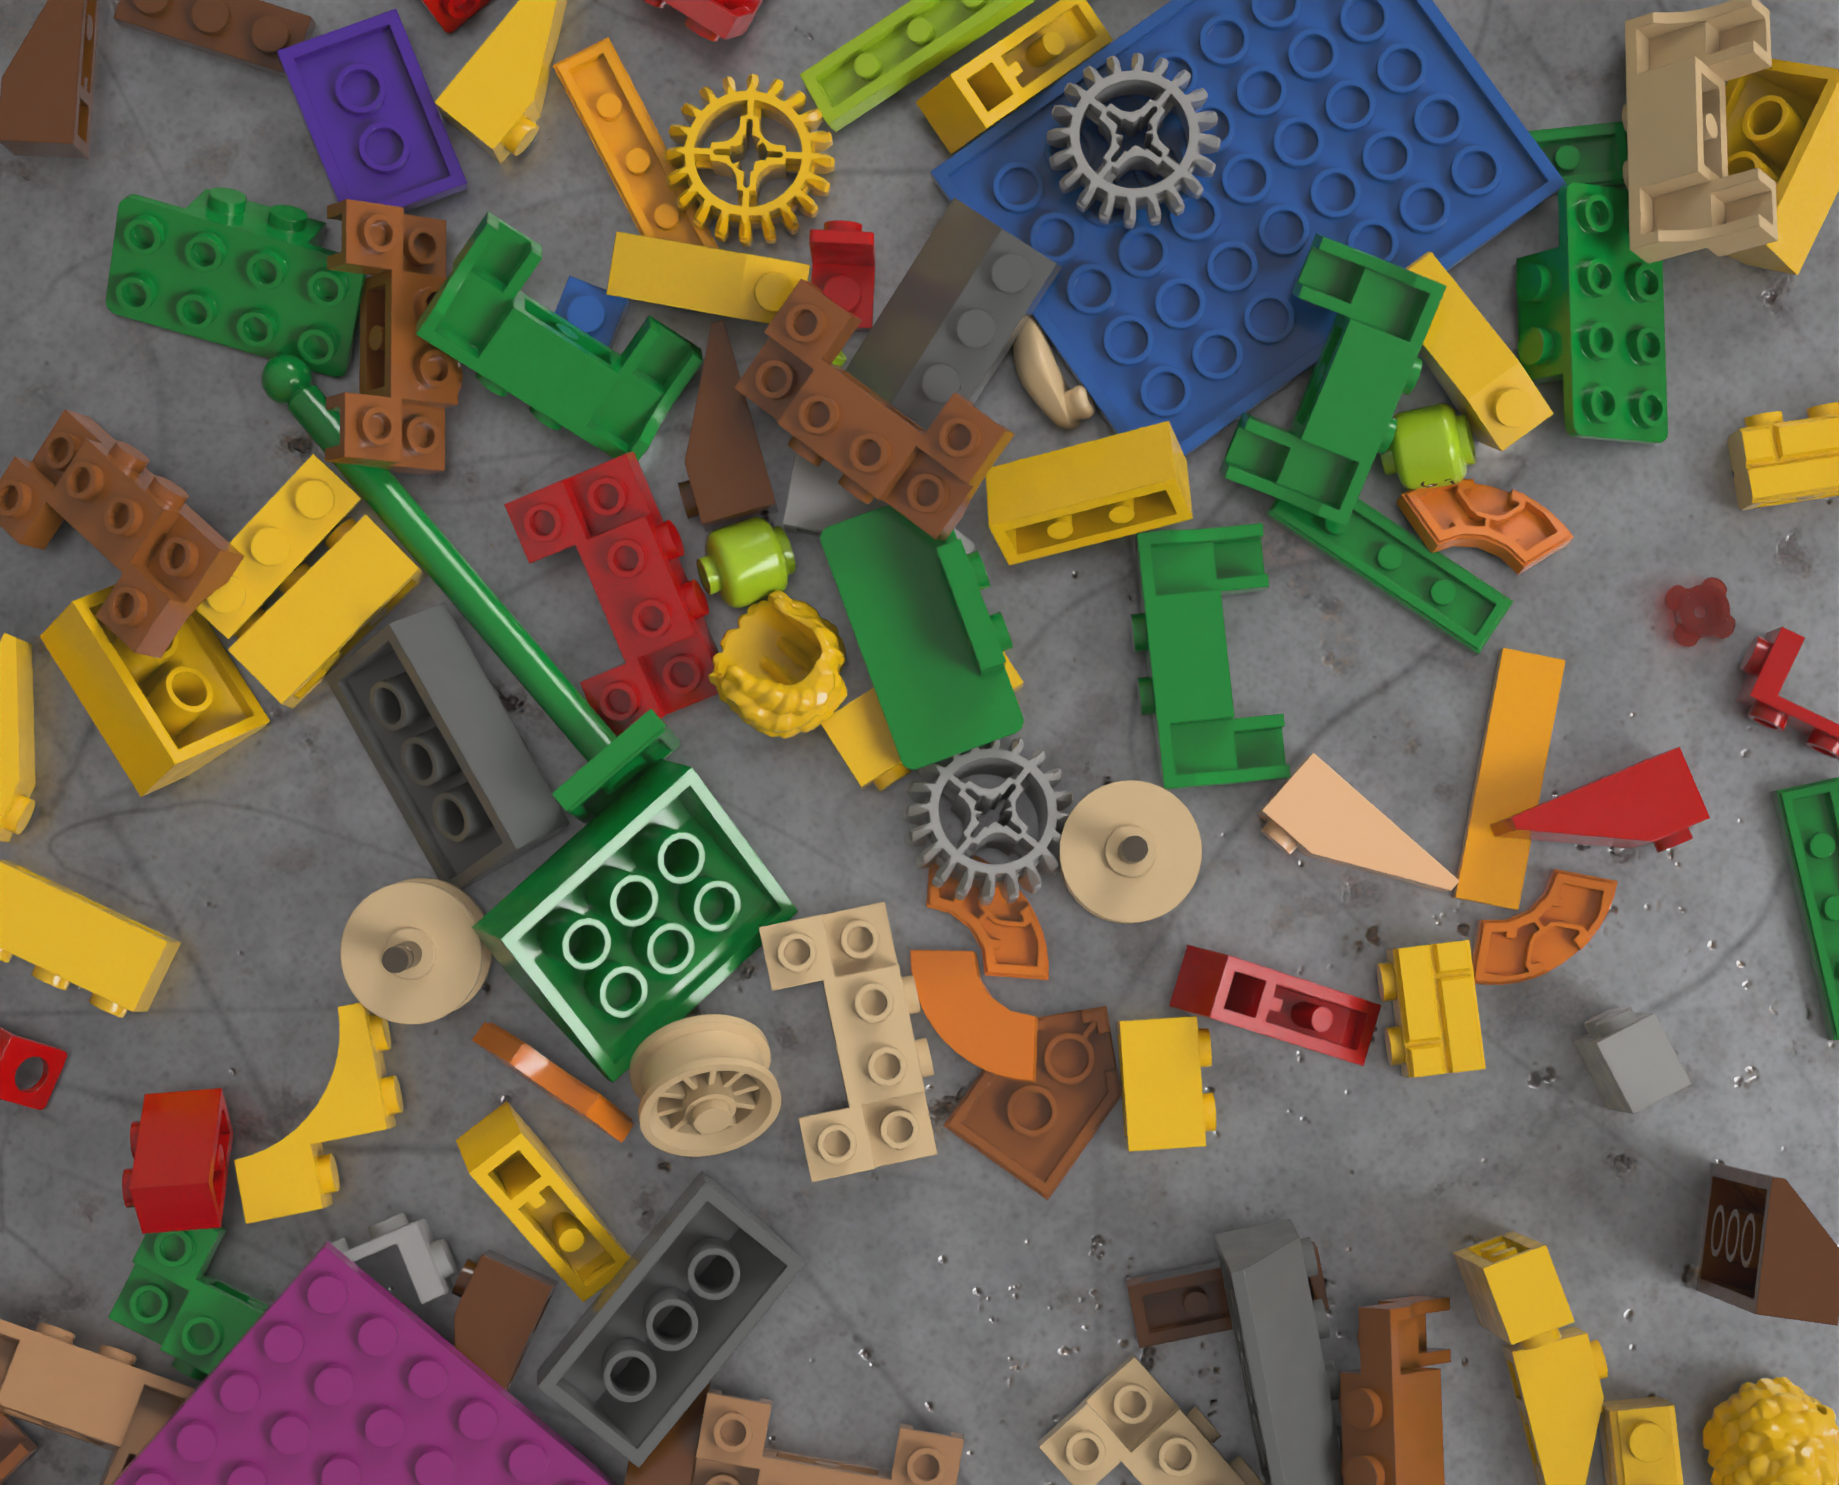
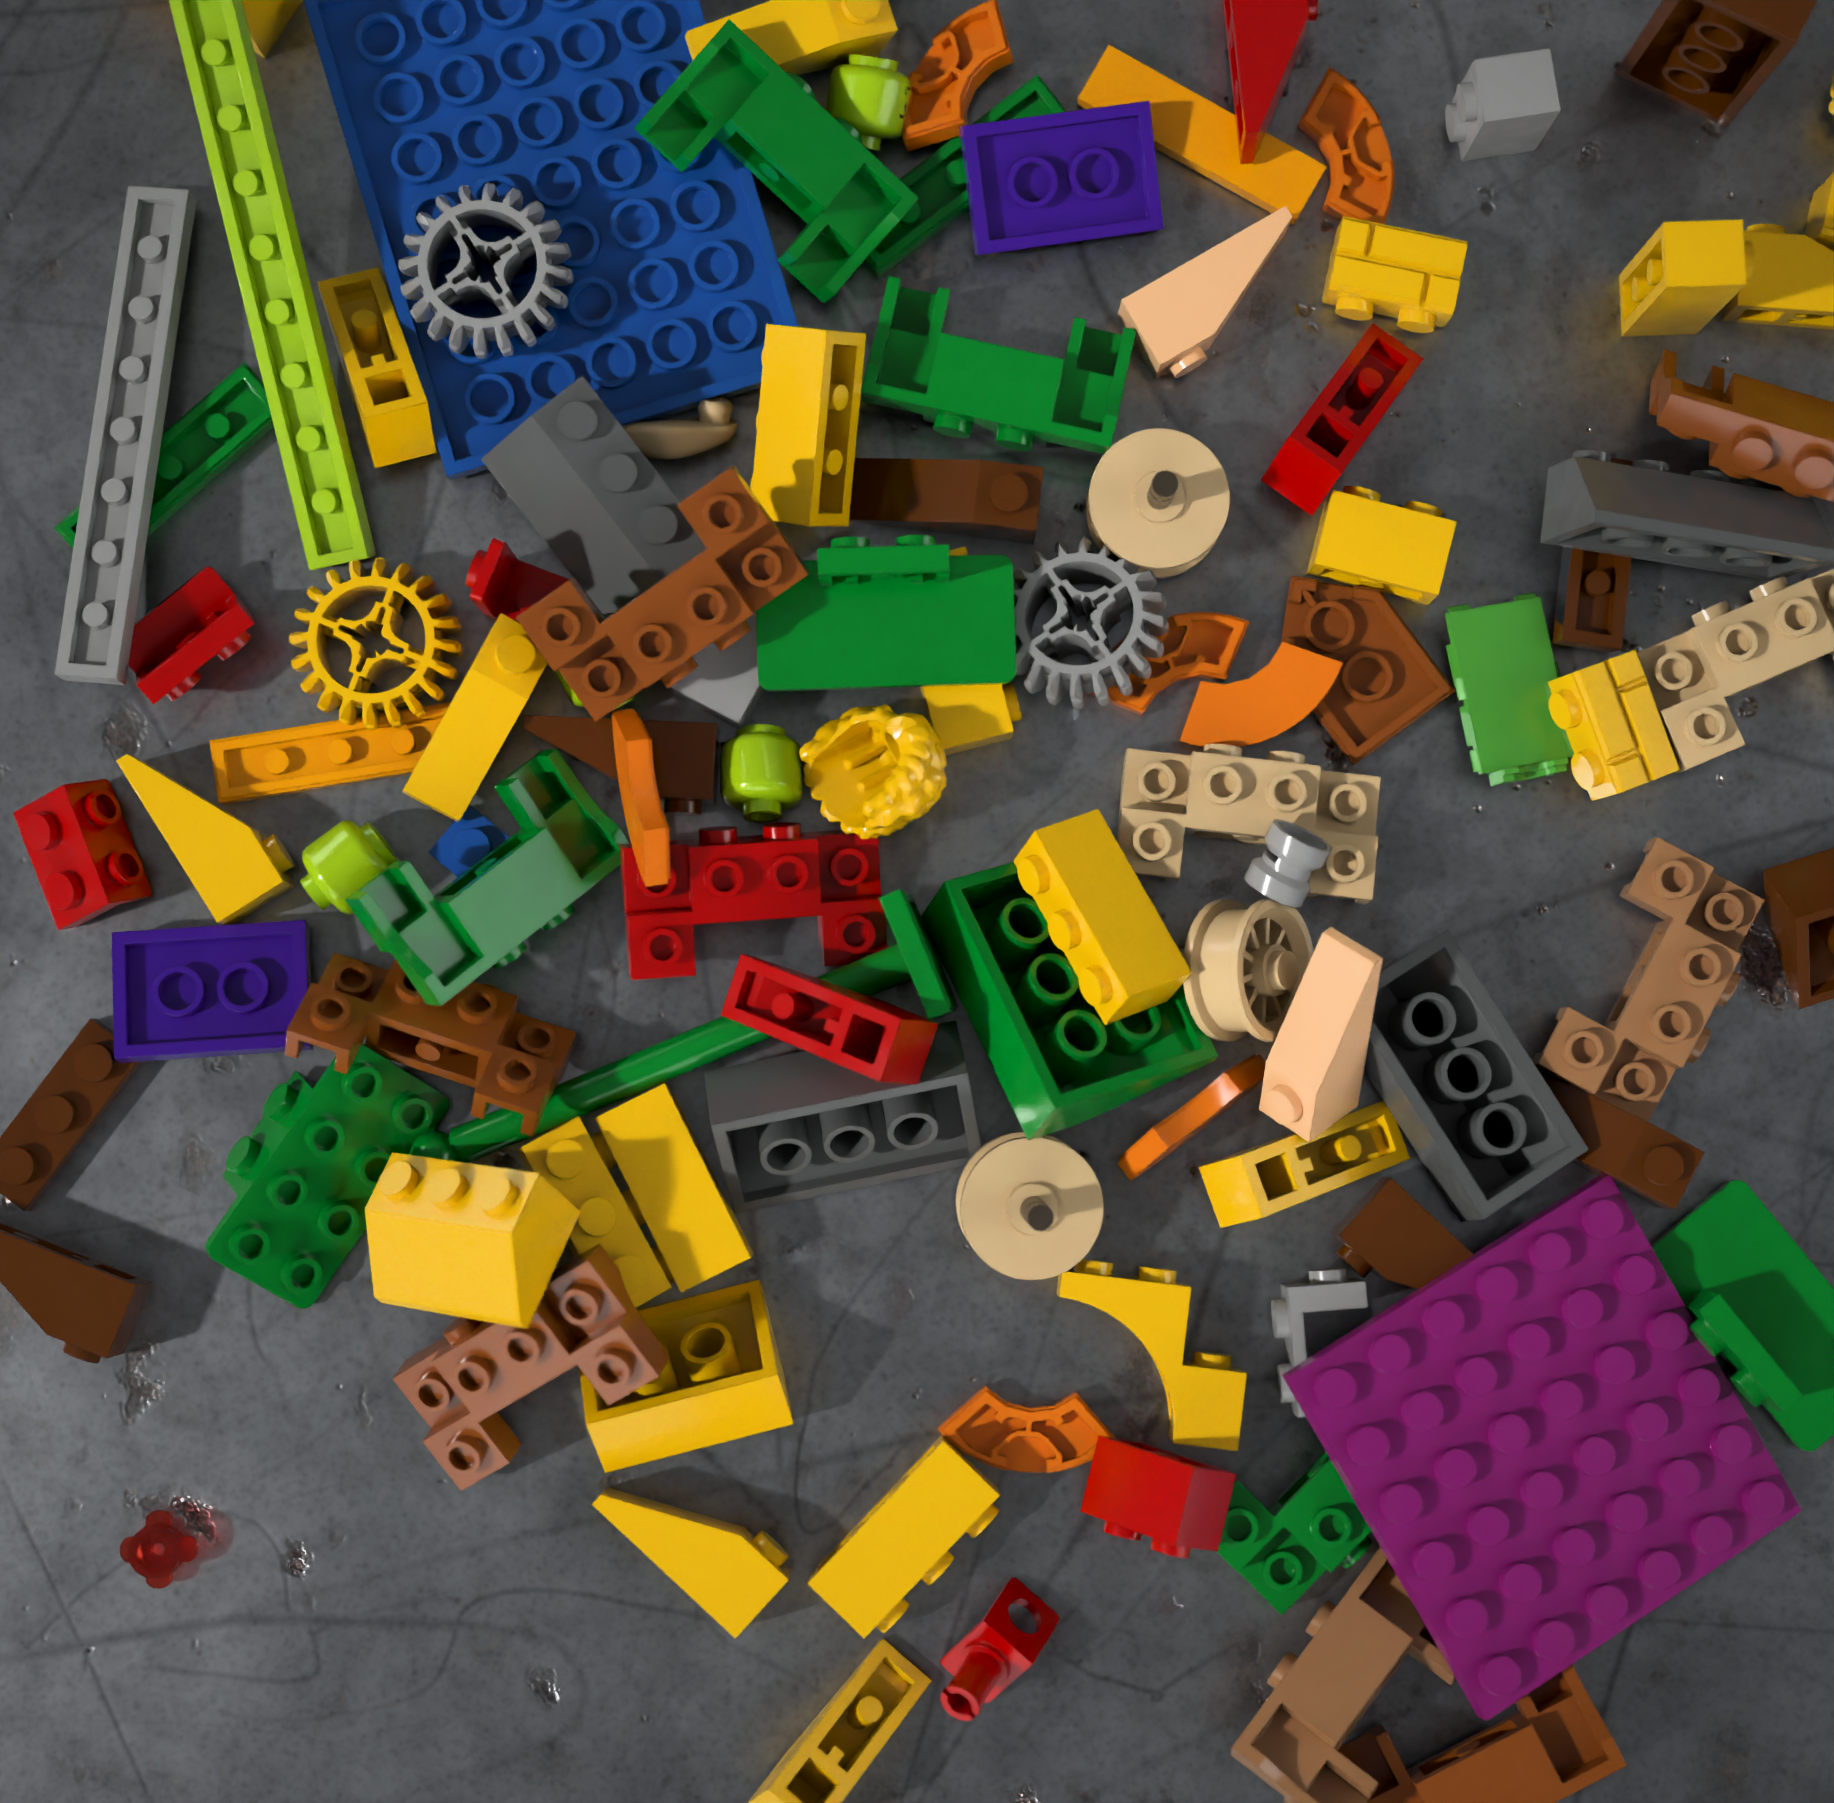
camera: 75 degrees left, 0 degrees up
(202, 1019) = (1023, 1436): none -> orange tile
(208, 431) = (465, 1238): none -> yellow slope
(522, 704) = (830, 1021): none -> red slope
(532, 202) = (344, 862): none -> lime head
(657, 1177) = (1324, 1039): none -> light nougat slope
(676, 454) = (640, 797): none -> orange tile
(706, 926) = (1101, 917): none -> yellow brick
(814, 1087) = (1287, 863): none -> light grey wheel
(1059, 1361) = (1612, 726): none -> yellow brick
(1064, 1252) = (1502, 674): none -> bright green piece
(1070, 650) = (948, 497): none -> reddish brown slope
(1415, 657) = (1061, 177): none -> dark purple plate

